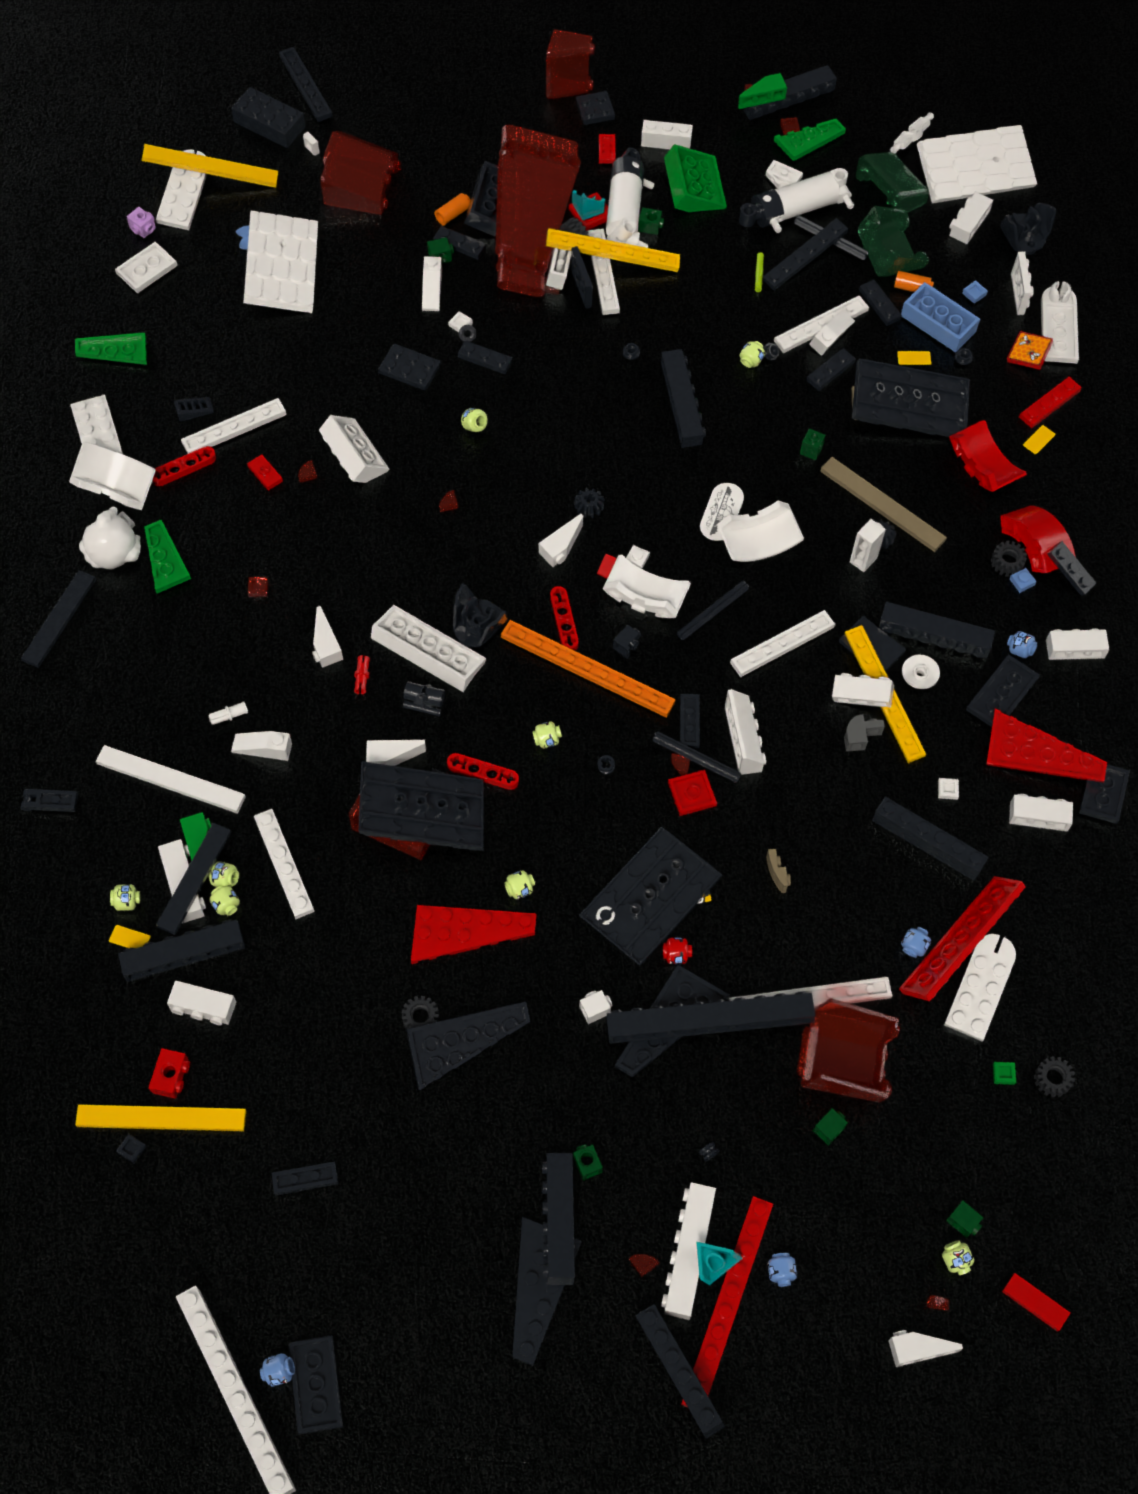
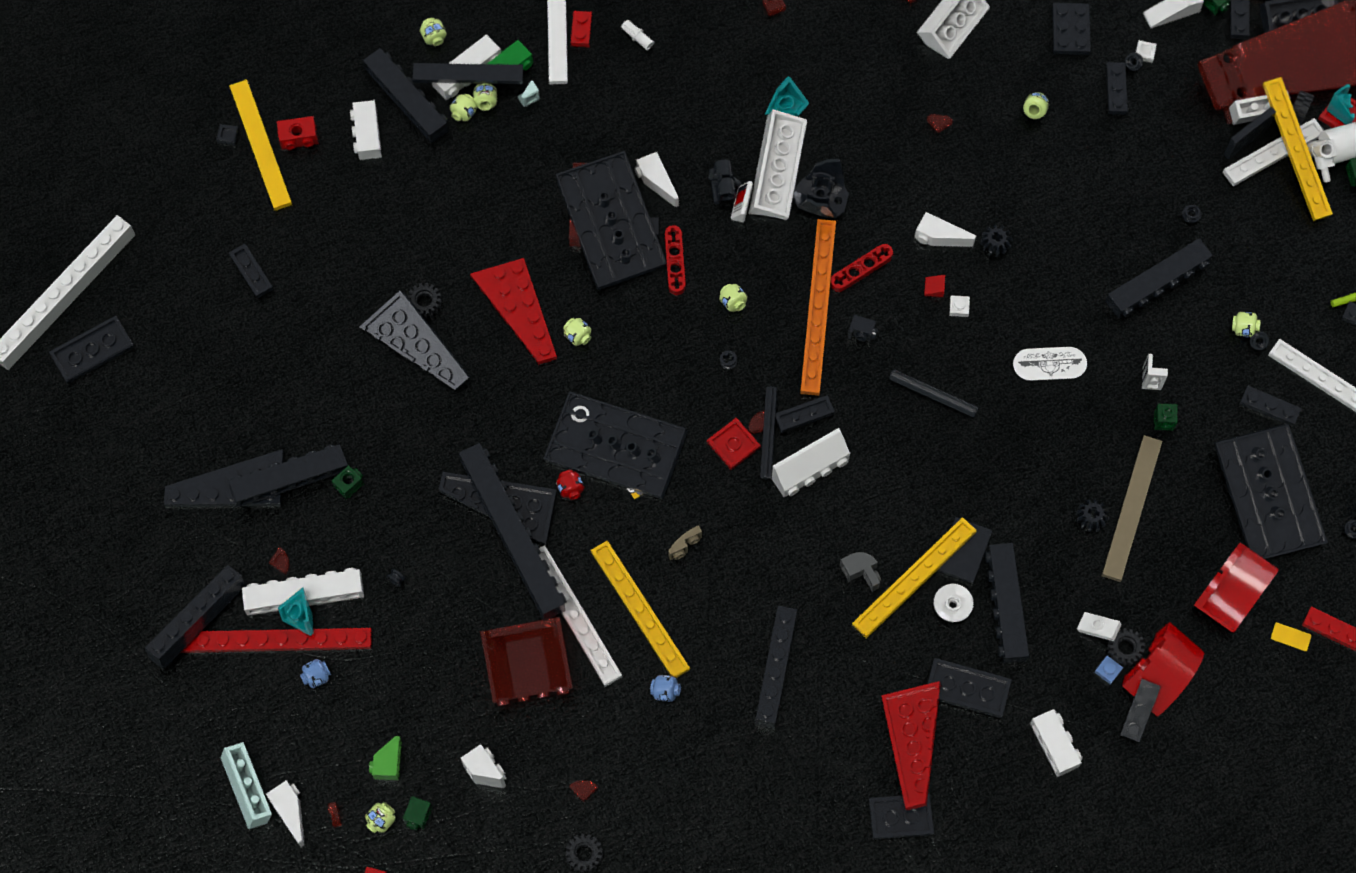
camera: 70 degrees right, 5 degrees up
(128, 937) = (402, 53): yellow sticker -> none
(193, 761) = (581, 29): none -> red plate
(241, 834) = (530, 94): none -> light aqua slope
(263, 744) = (620, 75): white slope -> none
(277, 1369) = (90, 315): medium blue head -> none
(284, 864) = (518, 139): white plate -> none
(325, 644) = (743, 78): white slope -> none
(361, 674) = (724, 123): red pin -> none
(366, 612) = (788, 99): none -> teal slope
(454, 691) = (742, 202): none -> slope
(595, 1006) = (489, 436): white brick -> none
(645, 589) = (926, 323): white panel -> none
(760, 535) = (1034, 404): white panel -> none
(770, 438) = (1153, 377): none -> white panel
(782, 643) = (926, 467): white plate -> none
(826, 937) = (640, 610): none -> yellow tile
(830, 1126) = (458, 671): dark green brick -> none
(831, 332) = (1314, 389): white slope -> none
(863, 690) = (904, 554): white brick -> none
(867, 545) = (1064, 502): white brick -> none
(882, 1382) = (245, 785): none -> light aqua brick
(900, 1229) = (387, 761): none -> bright green slope
(914, 358) = (1329, 482): yellow sticker -> none
(942, 1136) = (481, 768): none -> white slope
(948, 788) = (840, 670): white tile -> none
(962, 938) = (685, 726): red plate -> none
(981, 987) = (645, 760): white plate -> none
(984, 569) = (1099, 626): none -> white plate
(989, 1054) = (583, 789): none -> clear red tile
(1004, 1073) = (571, 808): green tile -> none
(1022, 644) = (1029, 689): medium blue head -> none
(1041, 812) = (851, 762): white brick -> none

